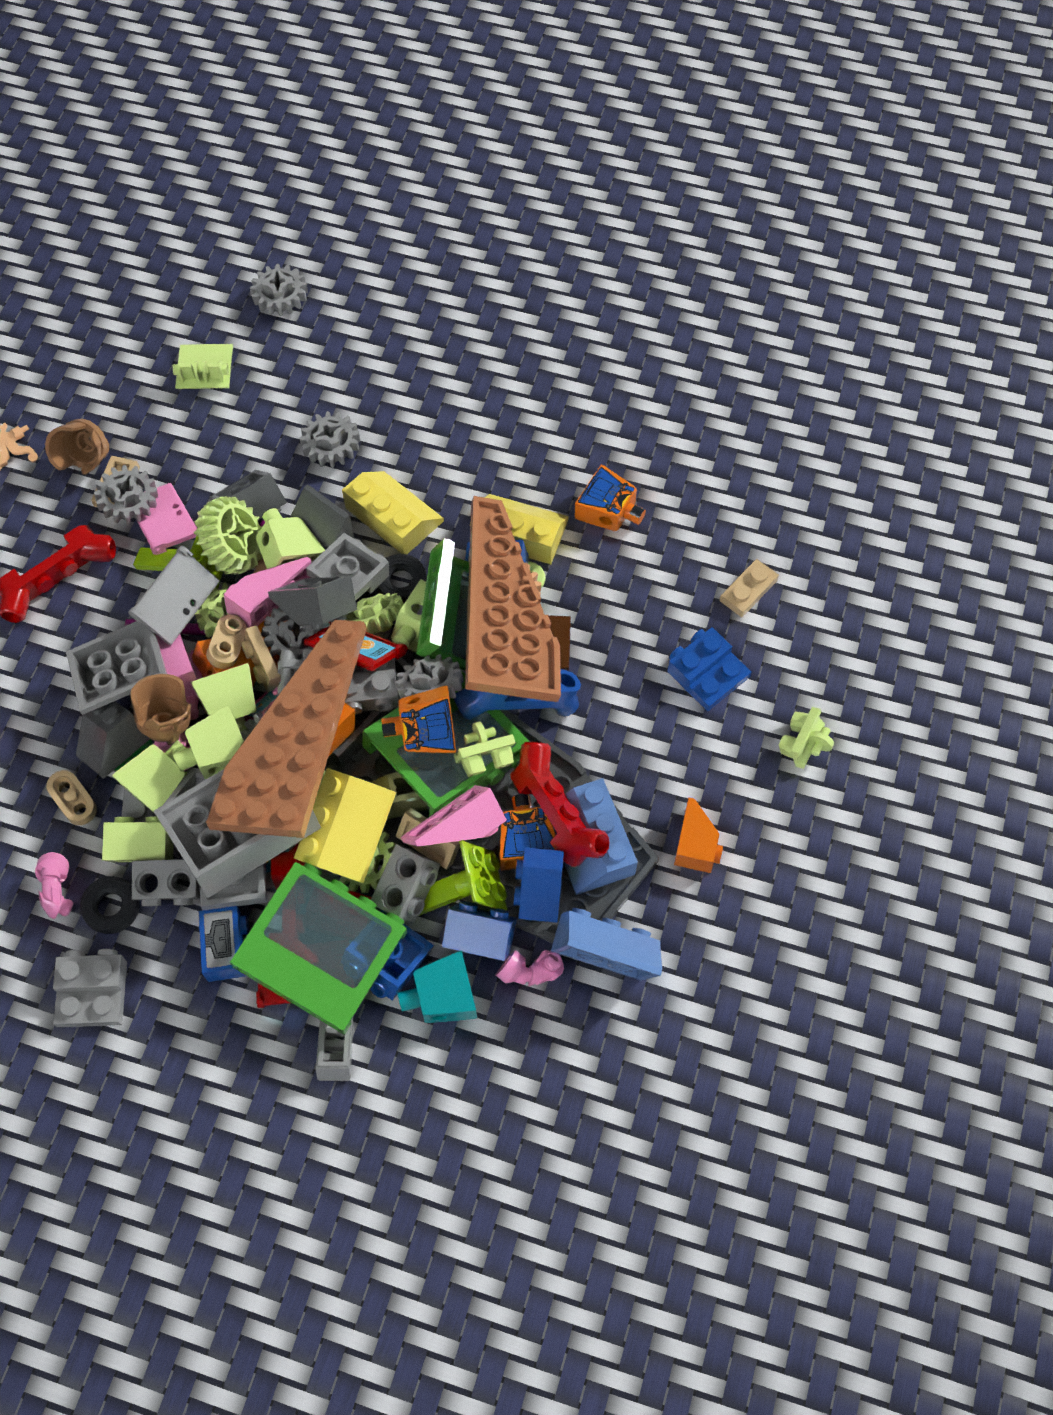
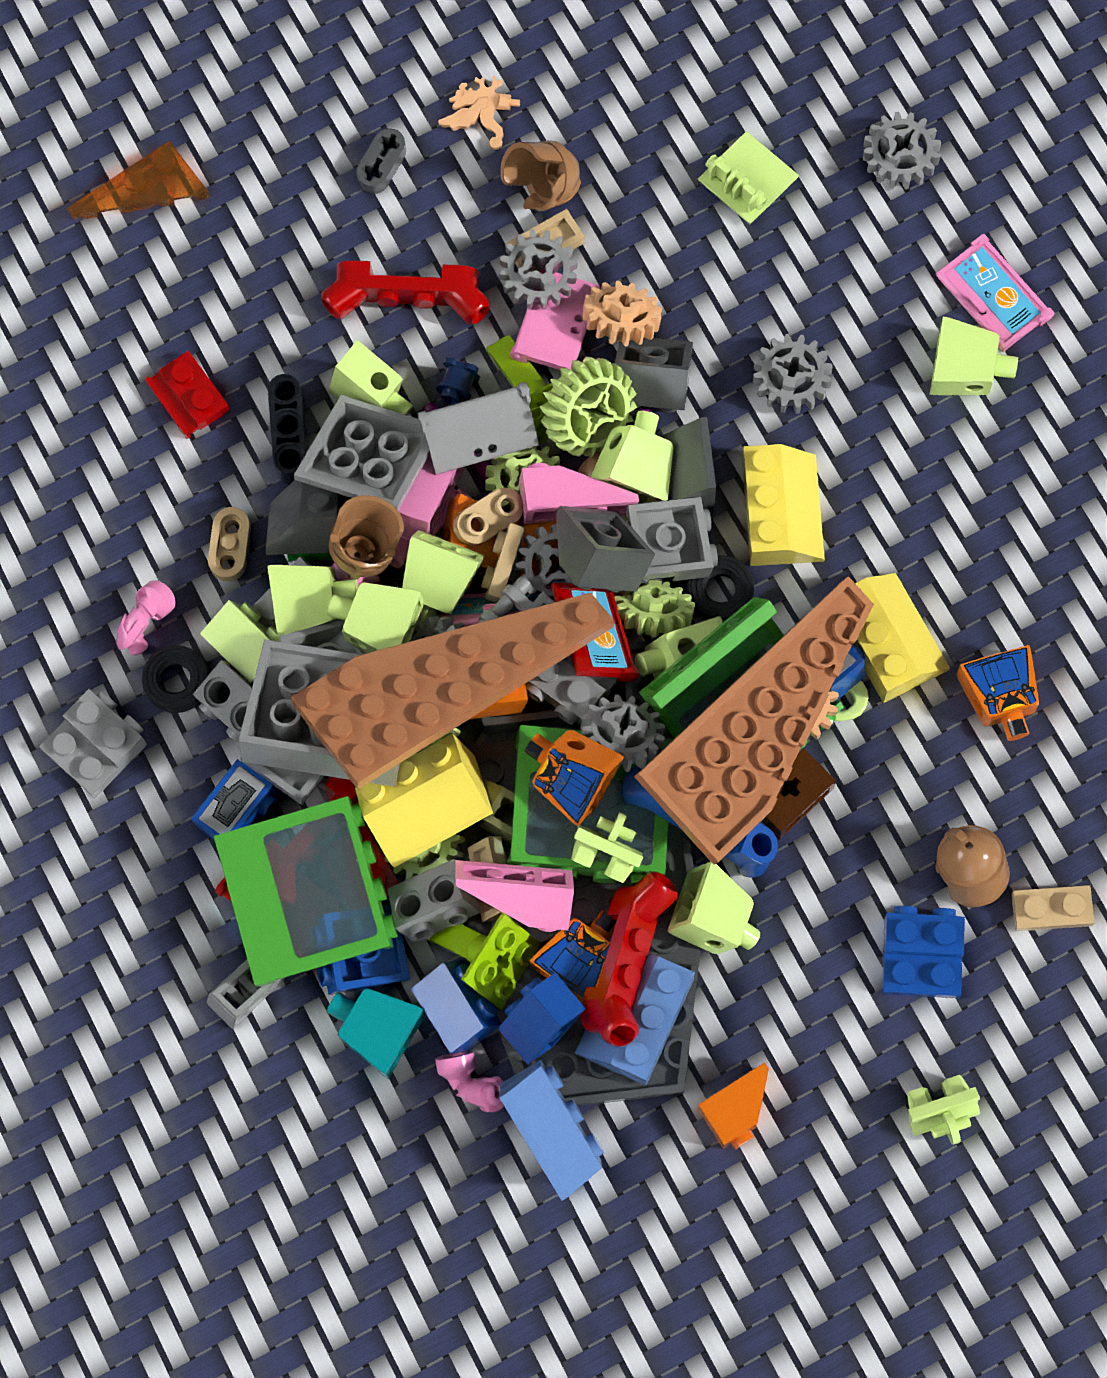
camera: 50 degrees right, 10 degrees up
(40, 693) = (283, 414): none -> black beam
(71, 629) = (368, 379): none -> yellowish green torso
(130, 590) = (457, 381): none -> dark blue brick
(199, 482) = (622, 313): none -> light nougat gear
(414, 321) = (994, 288): none -> door
(419, 360) = (968, 360): none -> yellowish green torso
(575, 743) = (713, 912): none -> yellowish green torso
(686, 597) = (973, 874): none -> medium nougat helmet

